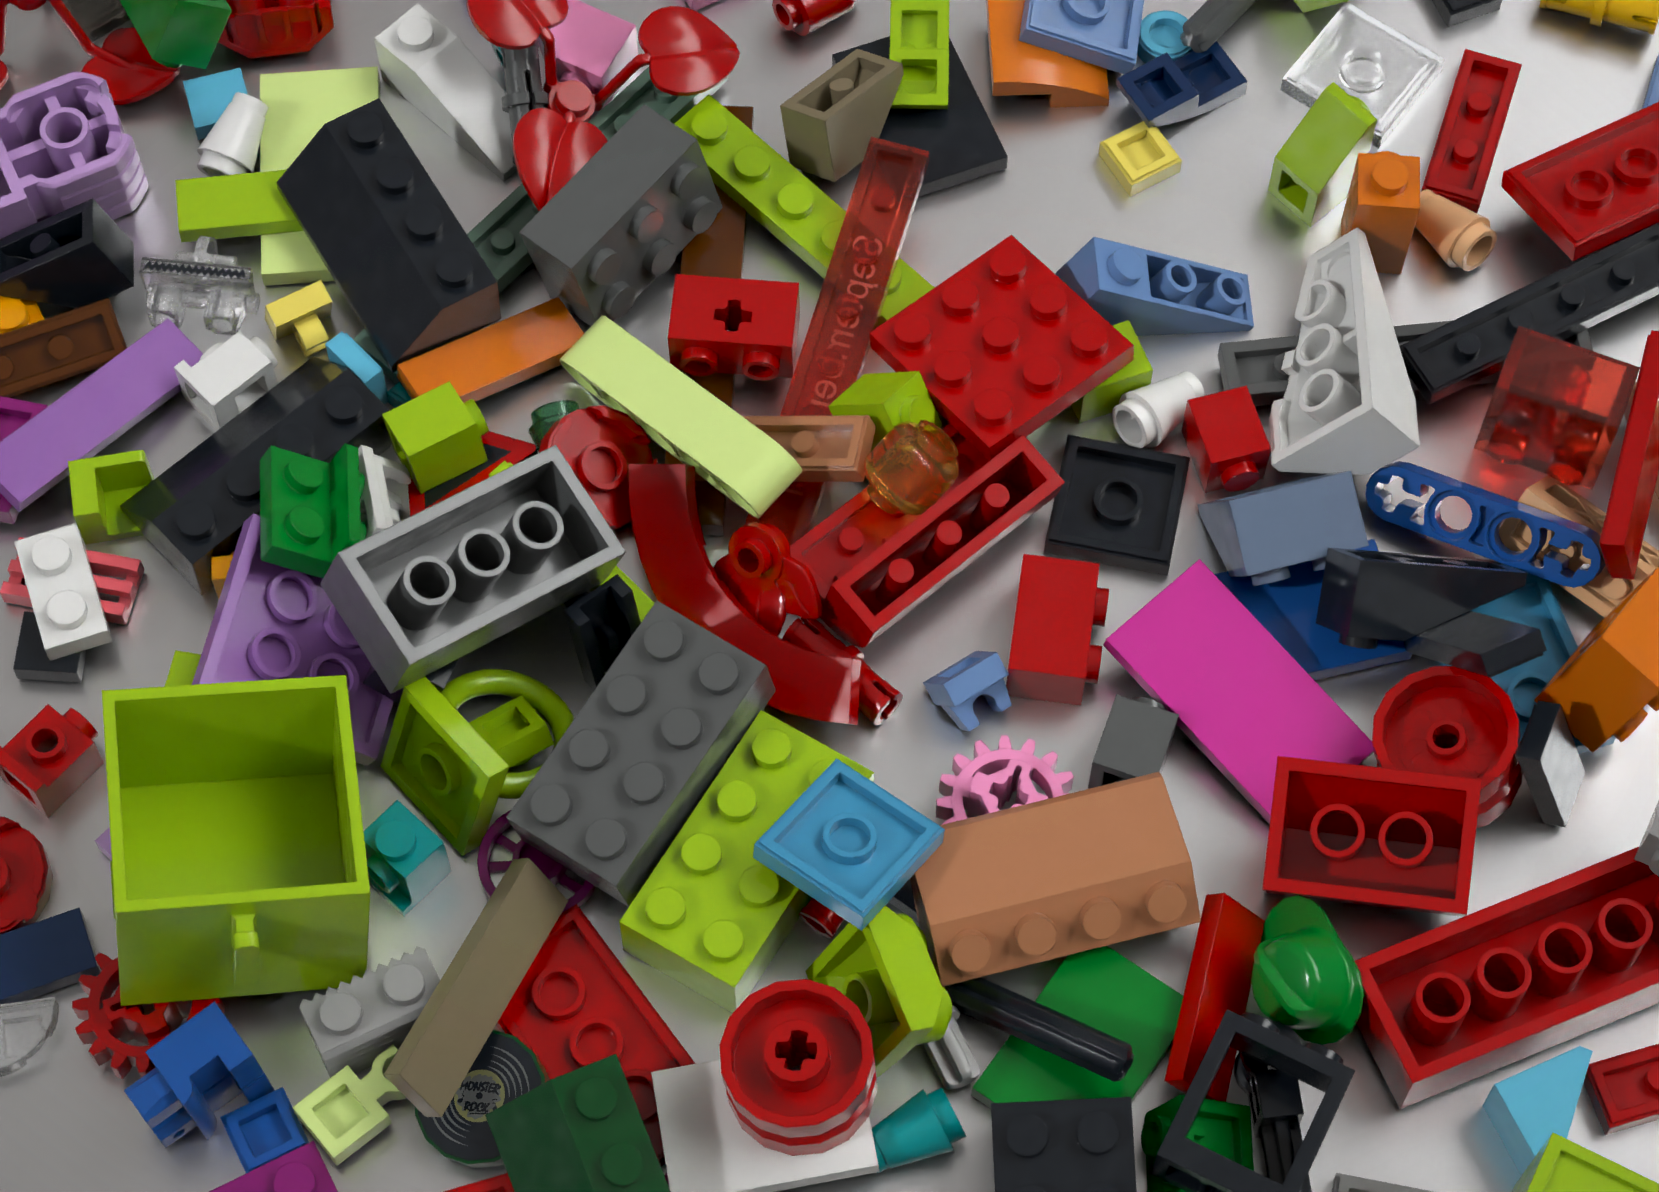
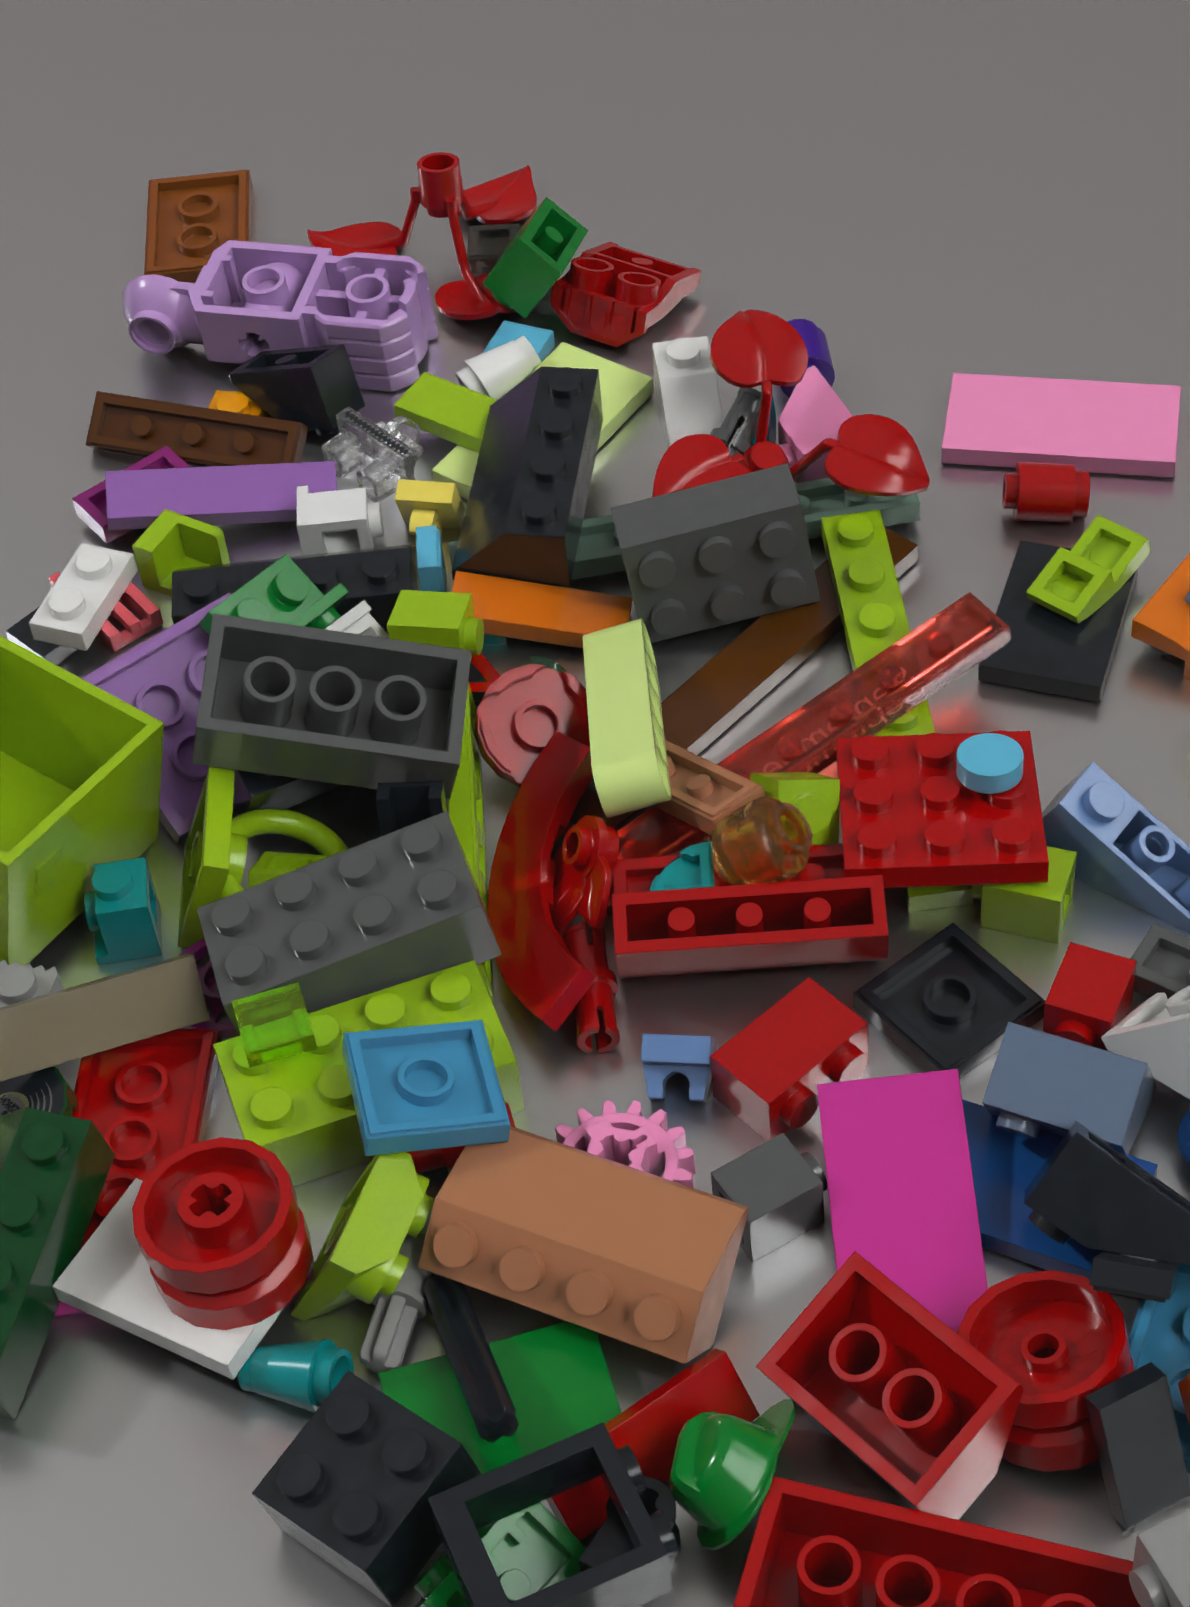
camera: 45 degrees right, 15 degrees down
(670, 873) = (274, 1025): none -> clear neon green tile
(734, 326) = (734, 677): red brick -> none
(838, 114) = (989, 567): dark tan slope -> none
(860, 530) = (689, 870): none -> teal tile
(1025, 286) = (989, 763): none -> medium azure tile
(1155, 410) = (1039, 943): white cone -> none

